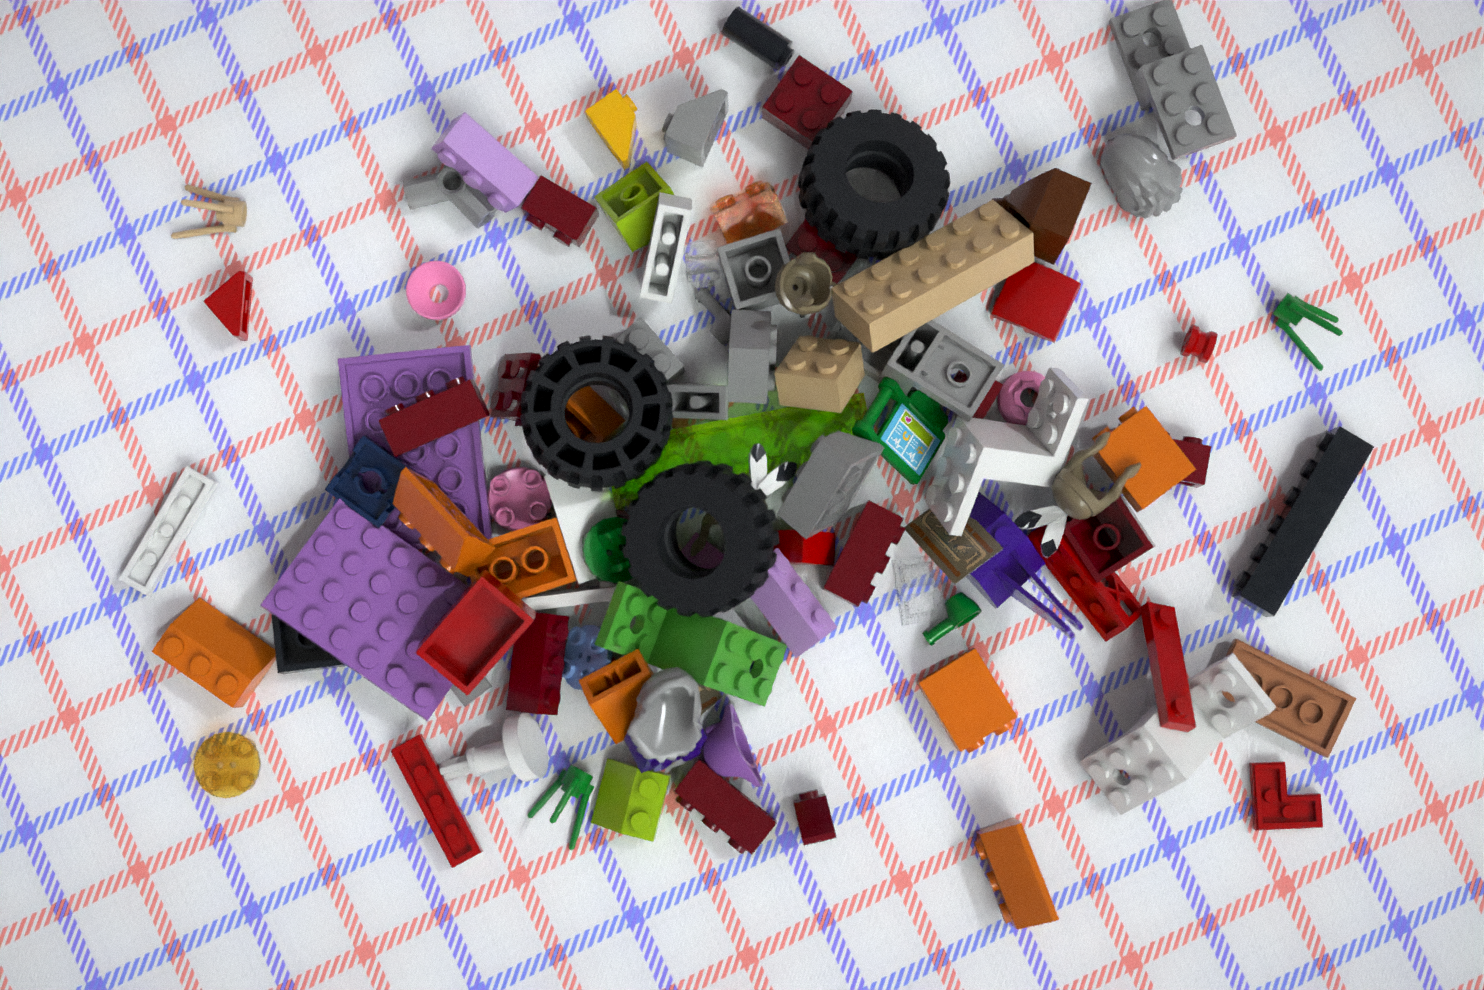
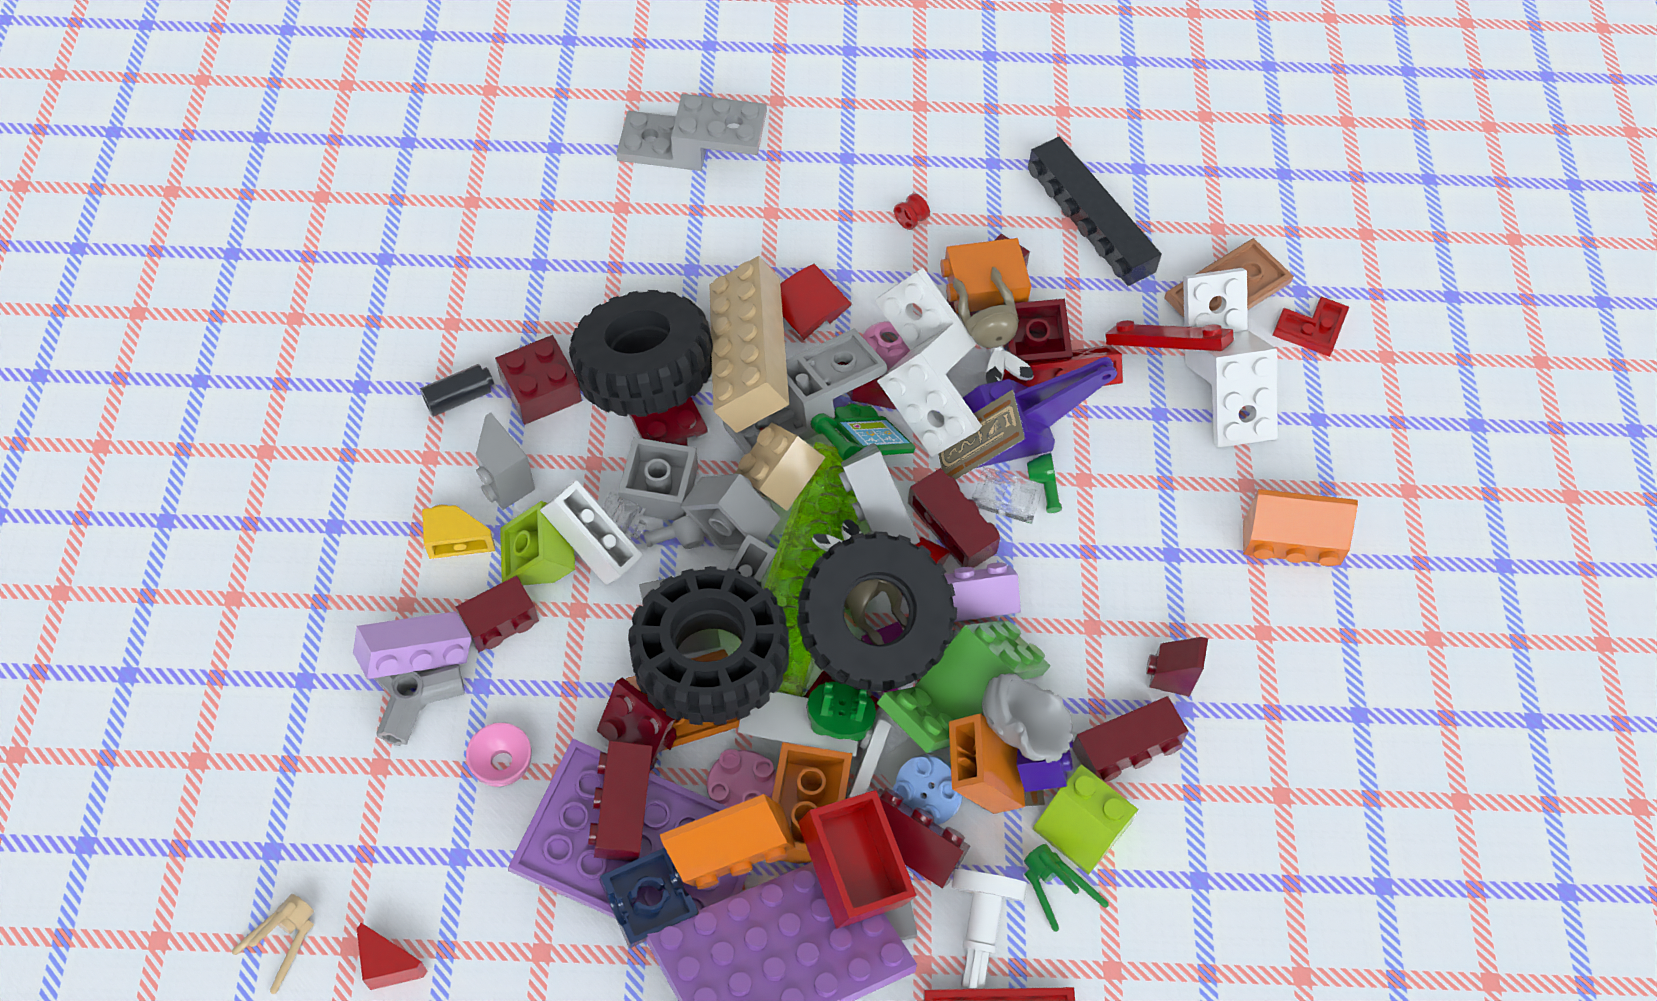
camera: 70 degrees left, 25 degrees down
(728, 749) = (1088, 706): medium lavender hat -> none
(749, 212) = (601, 464): clear orange bracket -> none
(811, 282) = (698, 431): dark tan hair -> none
(967, 701) = (1124, 501): orange brick -> none
(1048, 208) = (742, 237): reddish brown piece -> none
(1141, 175) = (753, 187): light grey piece -> none
(1292, 310) = (922, 144): green plant -> none

